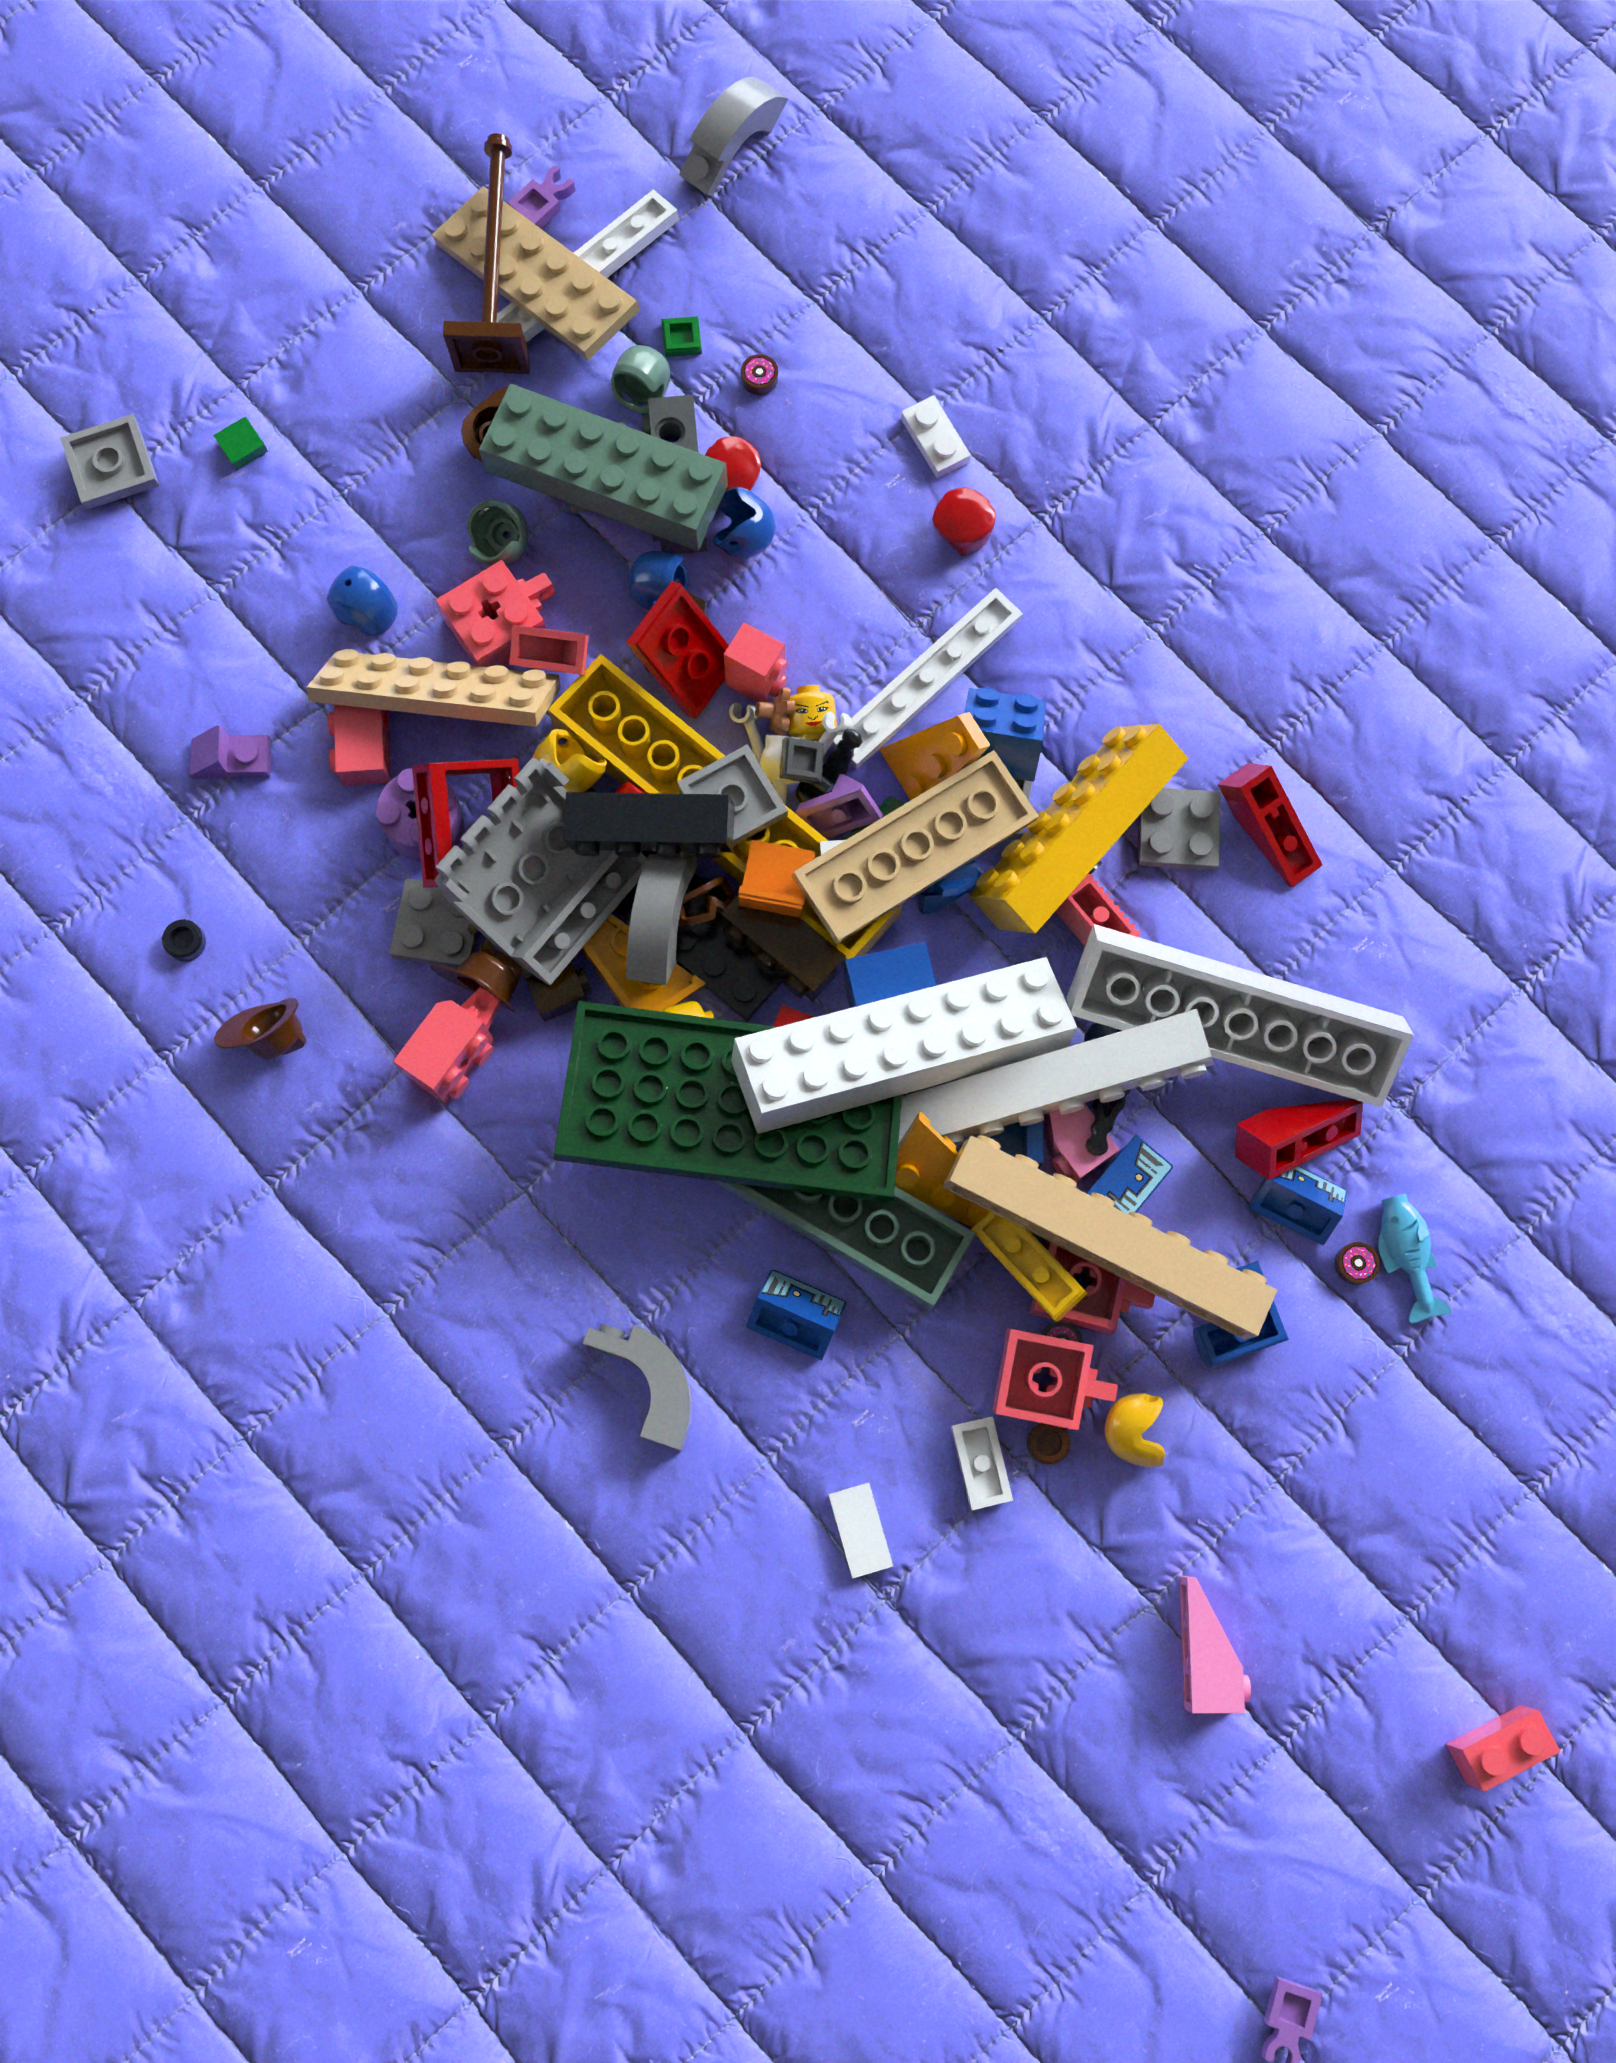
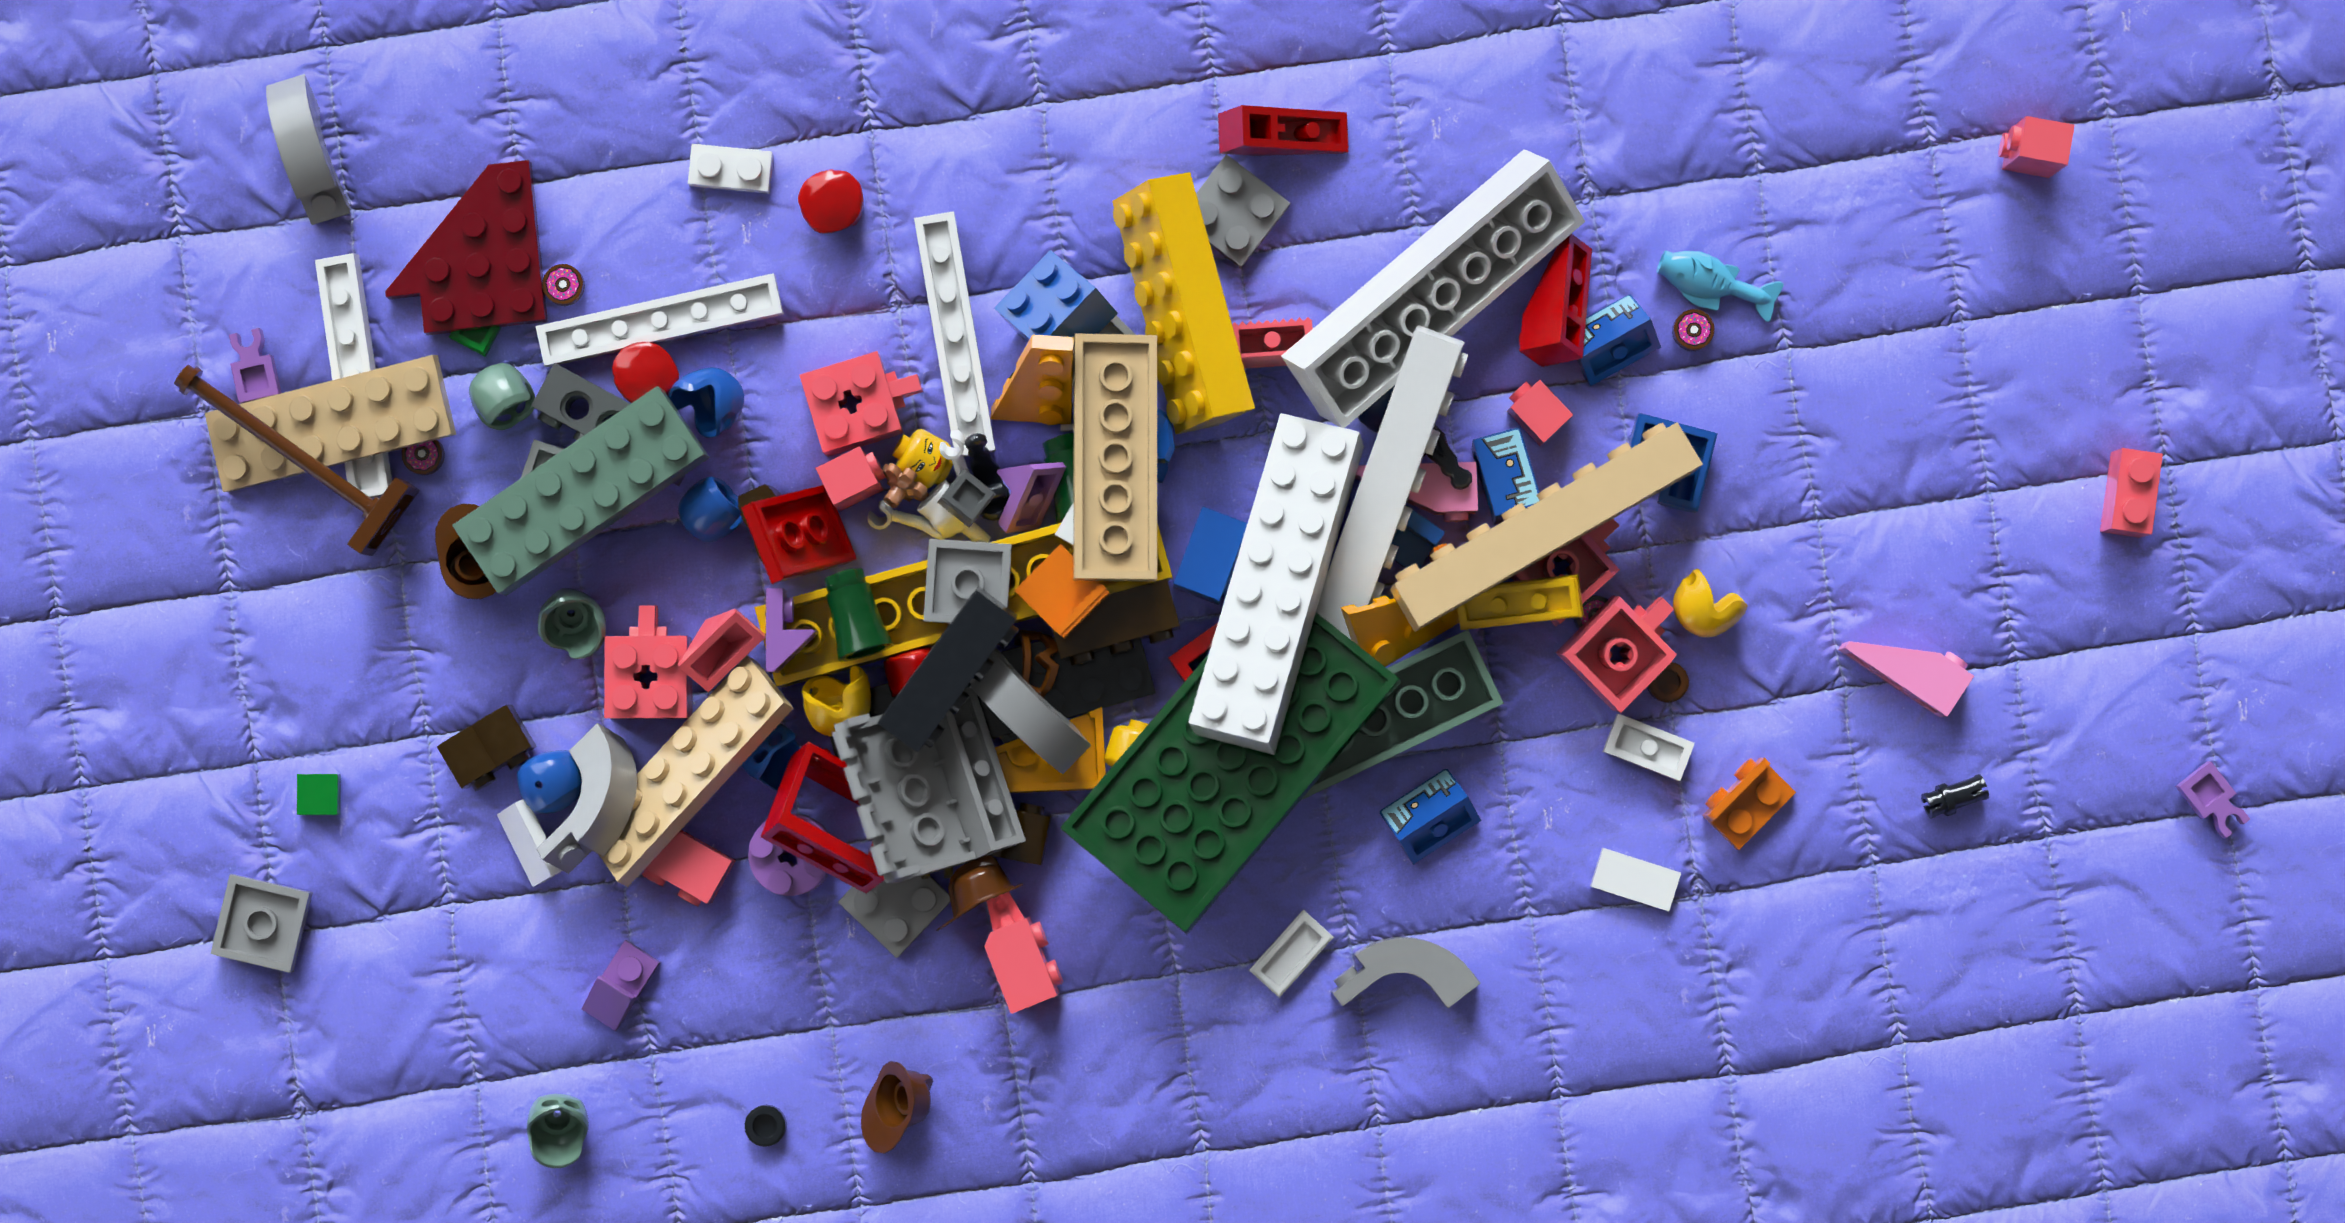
camera: 55 degrees left, 10 degrees up
(74, 775) = (553, 1136): none -> sand green helmet
(300, 615) = (525, 837): none -> white tile
(357, 536) = (487, 747): none -> dark brown brick
(363, 640) = (603, 804): none -> light grey arch
(491, 742) = (772, 757): none -> blue helmet
(557, 357) = (424, 457): none -> tile
(585, 683) = (781, 643): none -> medium lavender slope
(602, 1274) = (1291, 953): none -> white tile
(643, 728) = (855, 616): none -> dark green plant
(738, 304) = (481, 259): none -> dark red wing
(783, 457) = (660, 320): none -> white plate
(836, 636) = (876, 415): none -> coral hinge
(994, 1585) = (1748, 802): none -> orange bracket
(1120, 1767) = (1949, 798): none -> black pin
(1197, 1177) = (1538, 411): none -> coral brick

